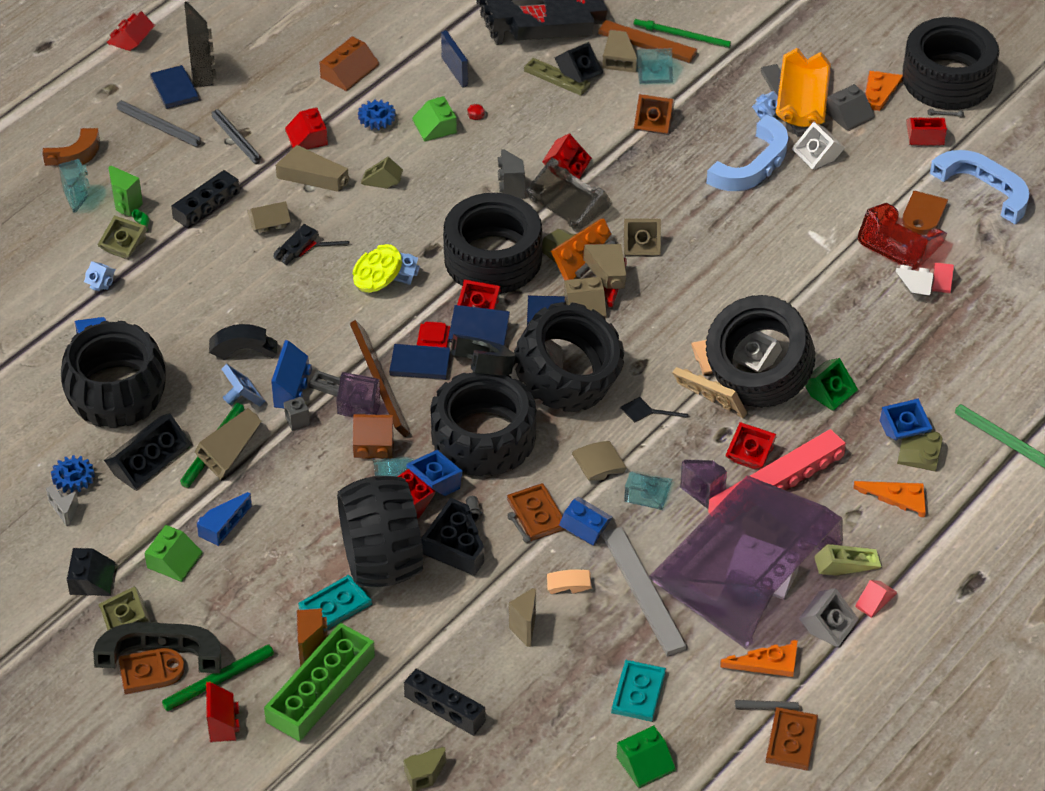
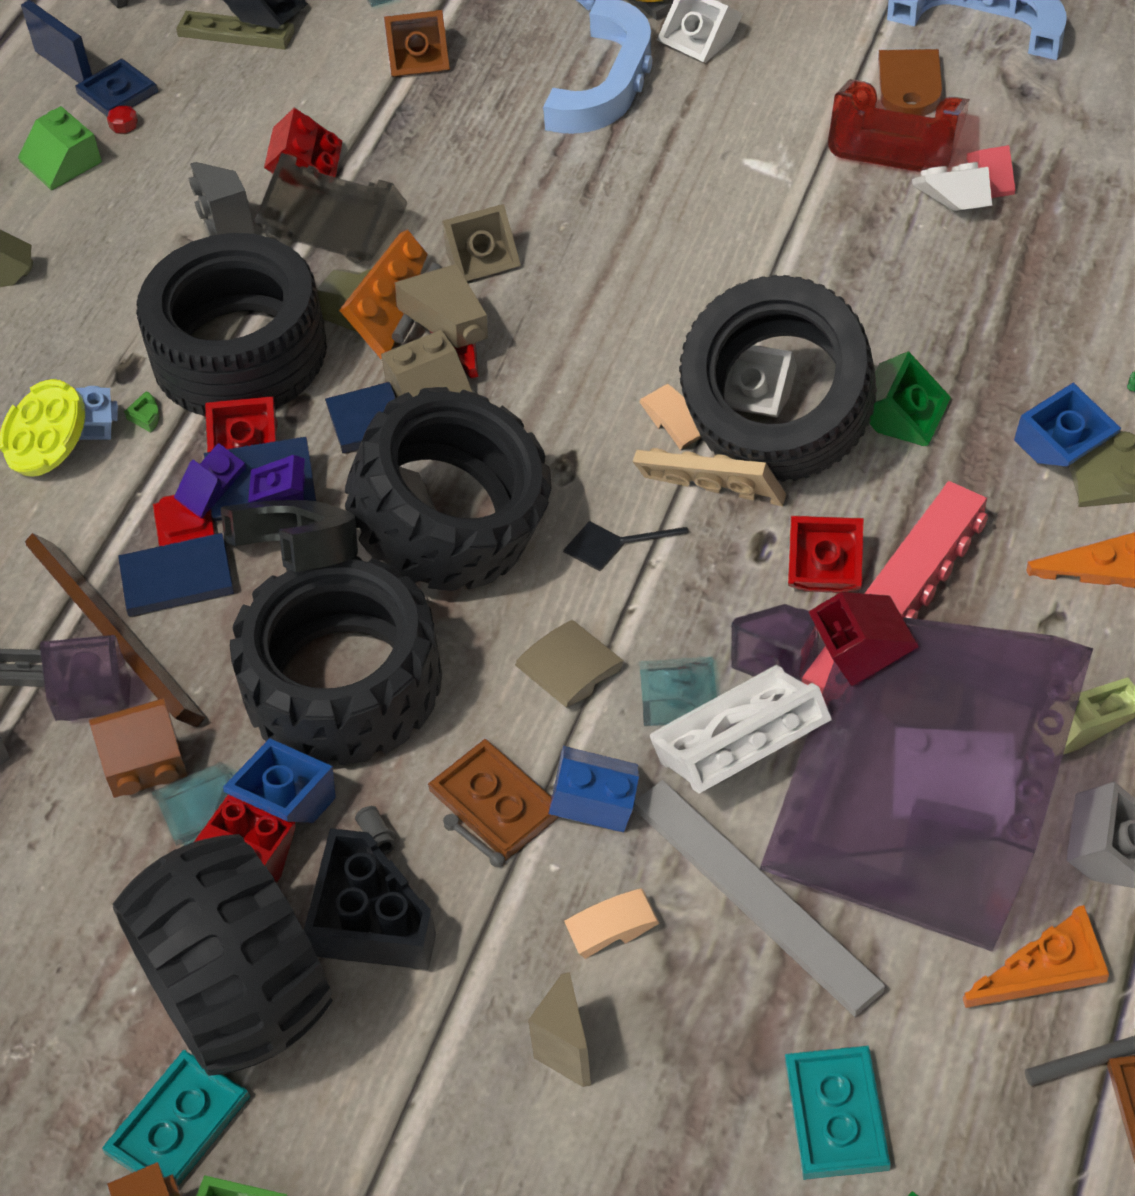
camera: 15 degrees left, 5 degrees up
(432, 275) = (143, 412): none -> bright green tile
(451, 319) = (209, 480): none -> dark purple slope
(479, 92) = (116, 86): none -> dark blue tile
(487, 329) = (278, 480): none -> dark purple slope
(666, 512) = (740, 727): none -> white fence
(741, 483) = (862, 633): none -> dark red slope

